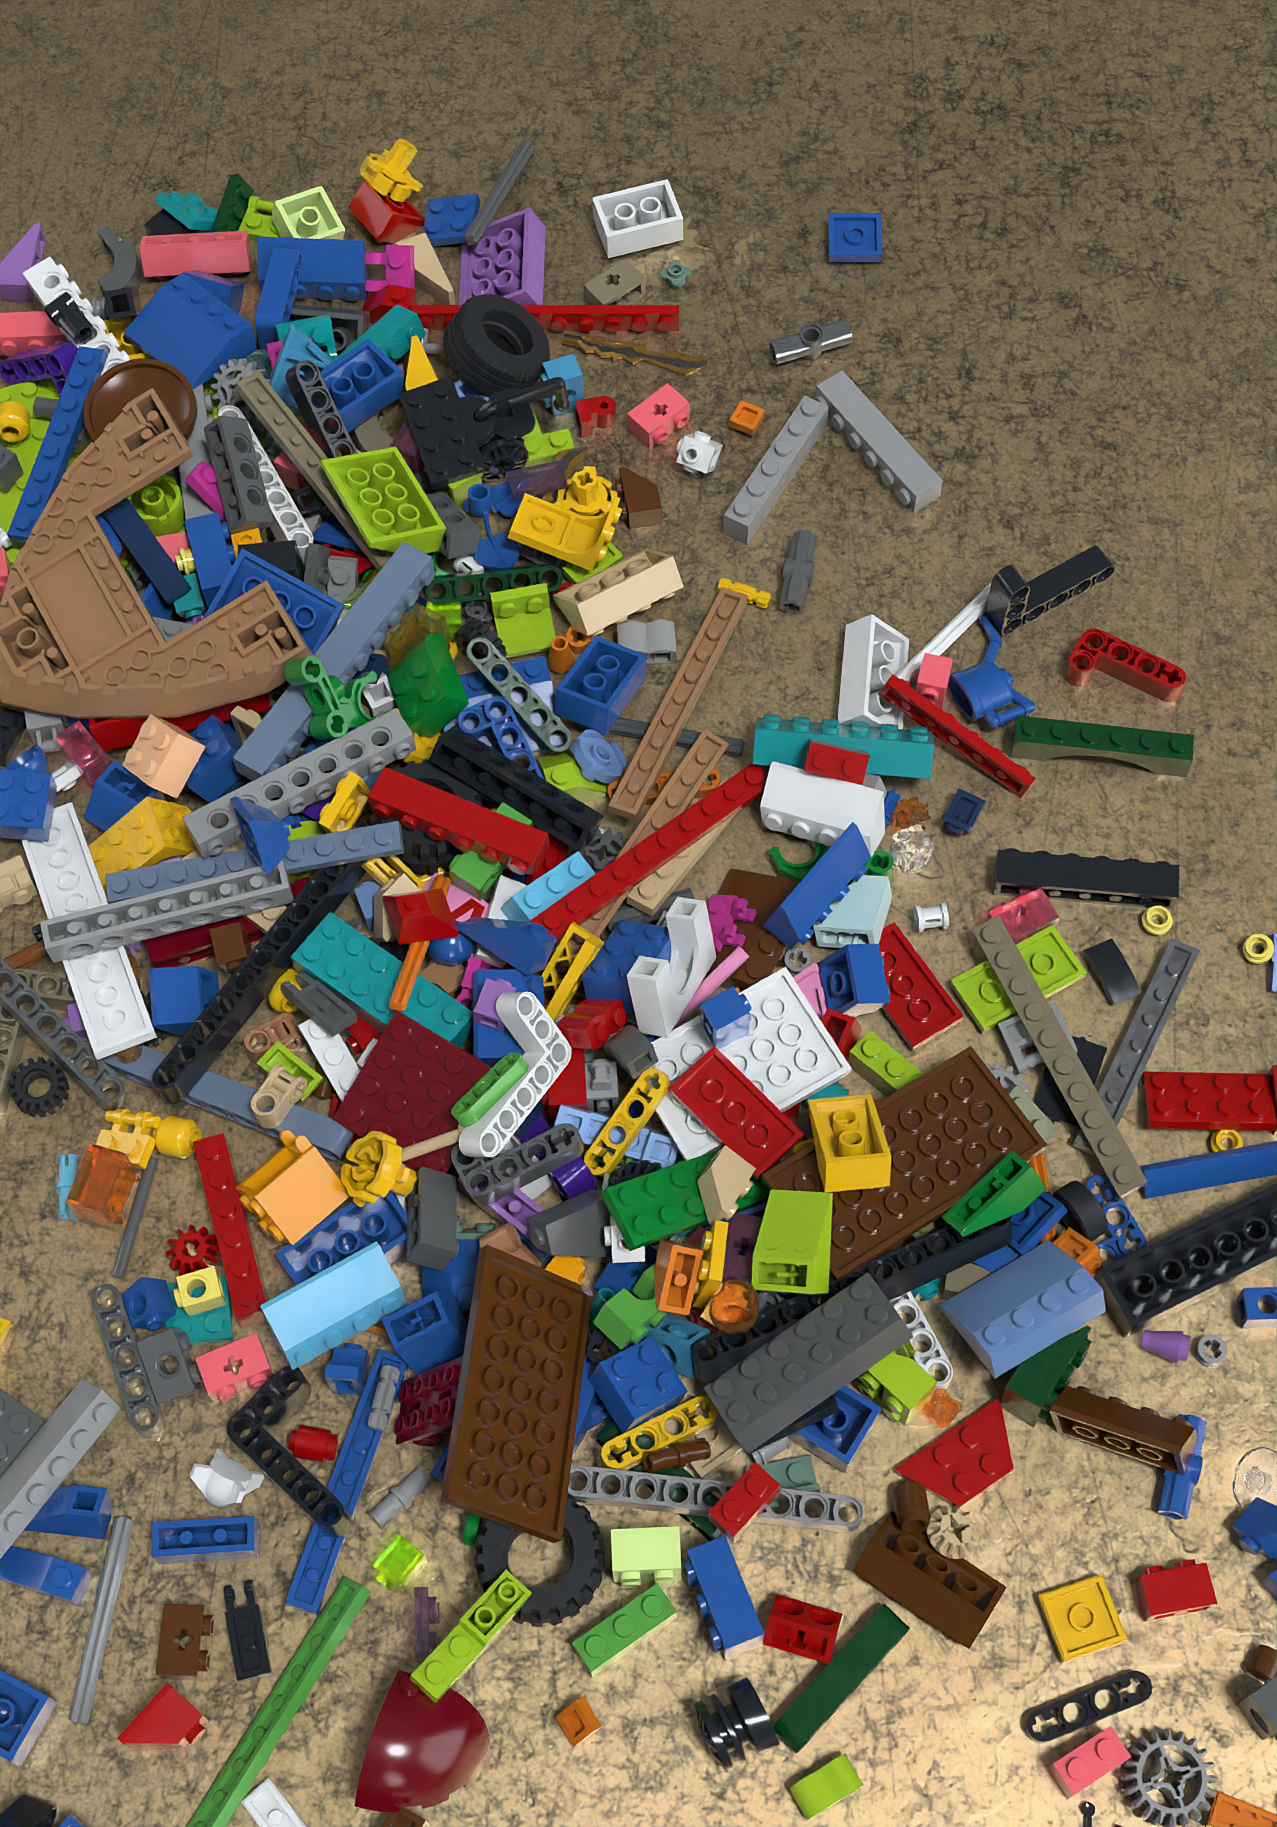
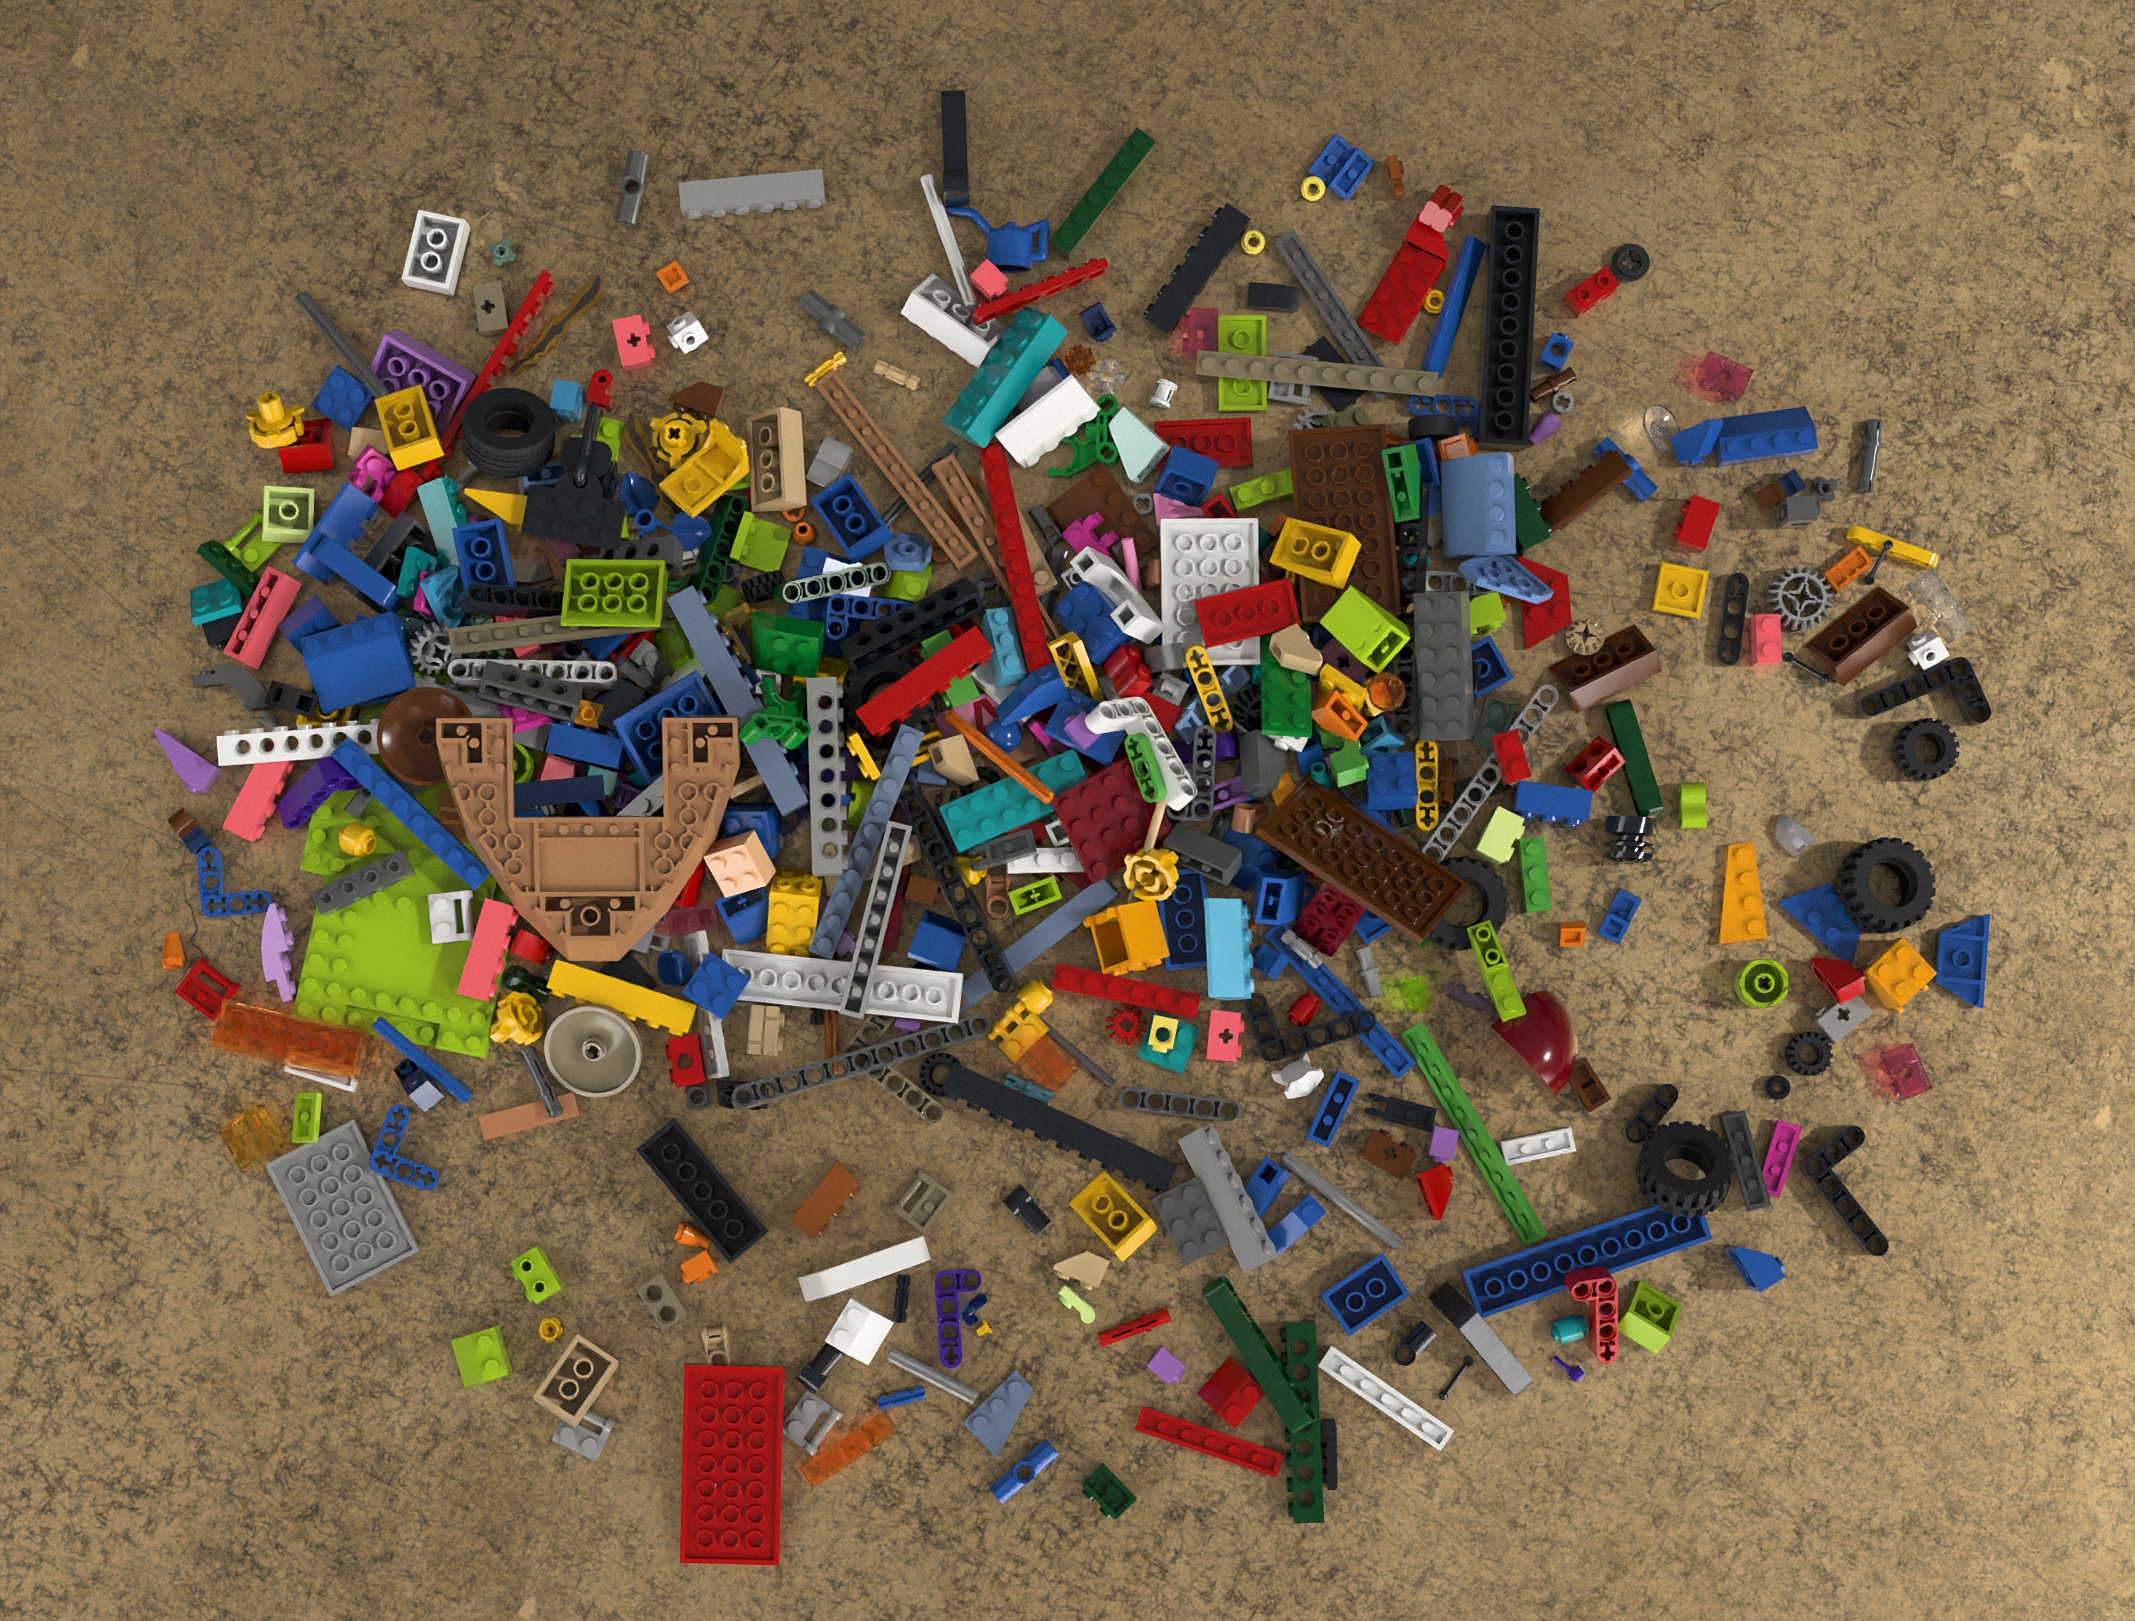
camera: 65 degrees left, 20 degrees up
(33, 1241) = (1058, 1126): none -> black brick
(66, 314) = (292, 750): black piece -> none
(149, 1304) = (1150, 1071): blue brick -> none
(154, 1354) = (1213, 1084): dark grey brick -> none
(185, 561) = (576, 767): light yellow plate -> none
(229, 1704) = (1442, 1144): none -> medium lavender brick
(262, 833) = (861, 824): blue slope -> none
(280, 1091) = (1055, 911): tan piece -> none
(420, 916) = (979, 746): red slope -> none
(449, 270) = (409, 427): none -> yellow slope
(536, 479) = (641, 467): clear purple tile -> none
(635, 1772) = (1619, 915): none -> blue slope
(713, 875) = (1044, 522): none -> dark grey bar
(725, 1017) = (1183, 582): blue brick -> none
(775, 470) = (735, 283): light grey brick -> none
(781, 658) = (896, 374): none -> tan axle
(819, 888) = (1112, 461): blue slope -> none
(836, 761) = (1024, 391): red brick -> none
(855, 237) = (551, 94): blue plate -> none
(911, 1506) = (1556, 653): reddish brown brick -> none
(962, 1385) = (1505, 576): none -> medium blue plate
(1128, 670) = (1052, 134): red beam -> none
(1223, 1326) = (1552, 385): none -> reddish brown pin

